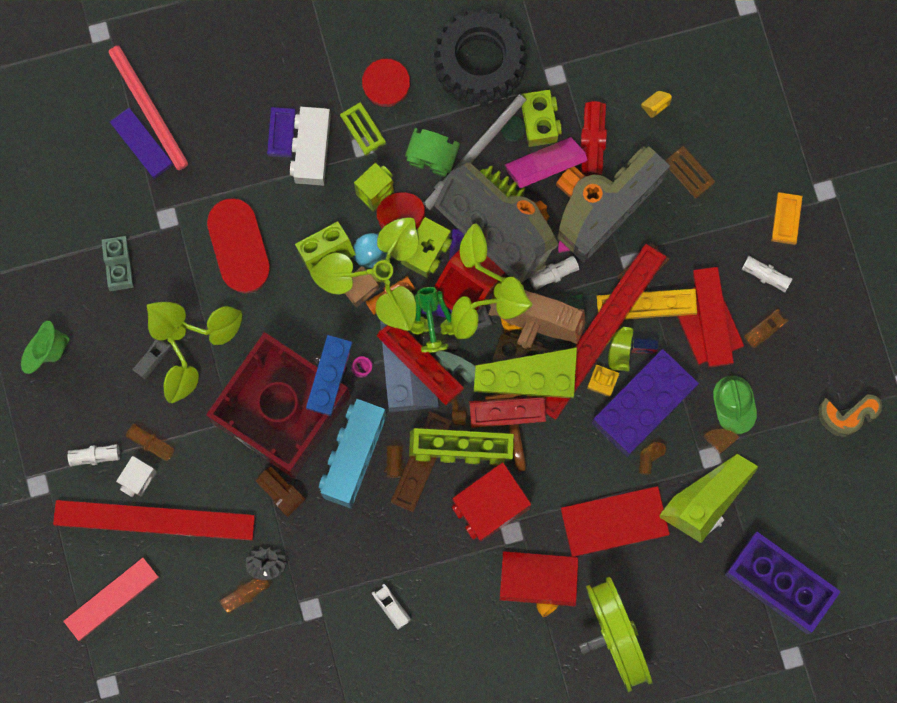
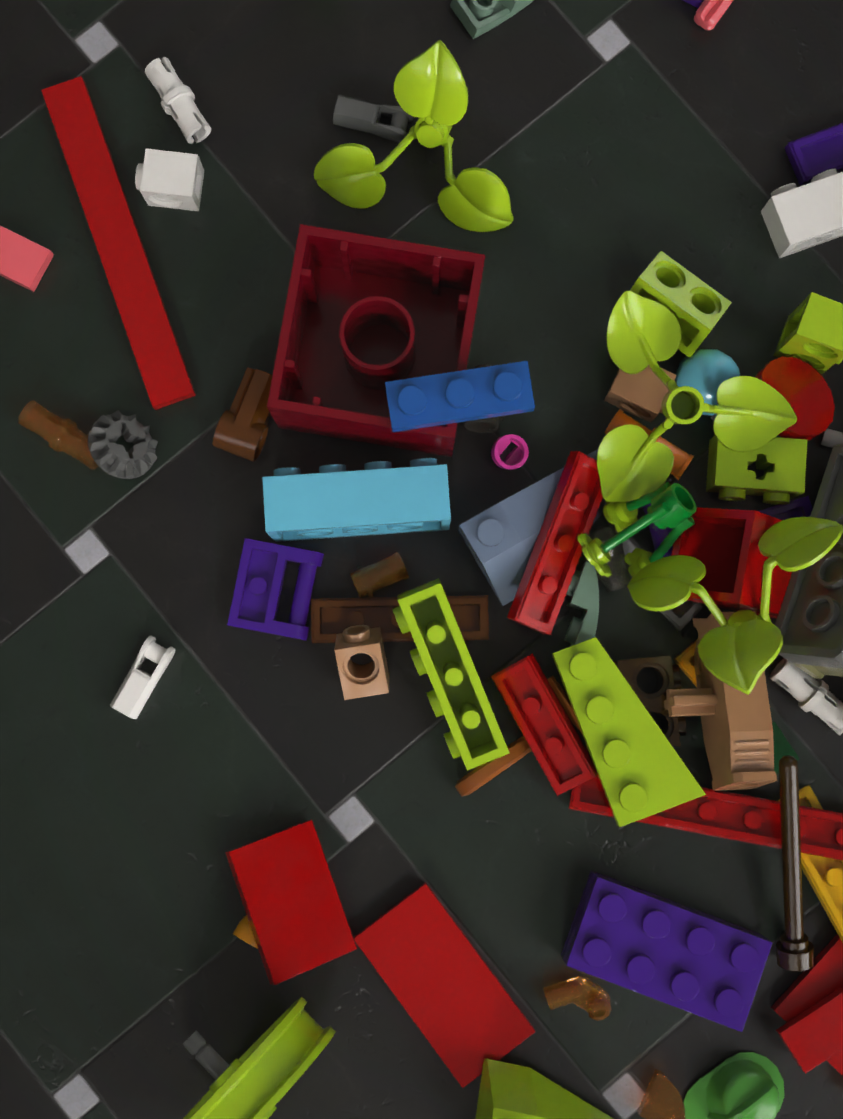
camera: 65 degrees right, 5 degrees up
(150, 442) = (237, 176): clear orange axle -> none
(238, 245) = (616, 167): red tile -> none
(371, 524) = (260, 588): none -> dark purple plate
(444, 490) = (358, 679): none -> medium nougat brick
(458, 416) = (501, 645): clear orange hand -> none
(490, 503) = (378, 766): red slope -> none
(603, 380) = (670, 859): yellow tile -> none
(620, 349) = (735, 864): lime helmet -> none
(644, 346) = (761, 905): clear blue tile -> none
(673, 340) = (793, 949): none -> dark brown piece

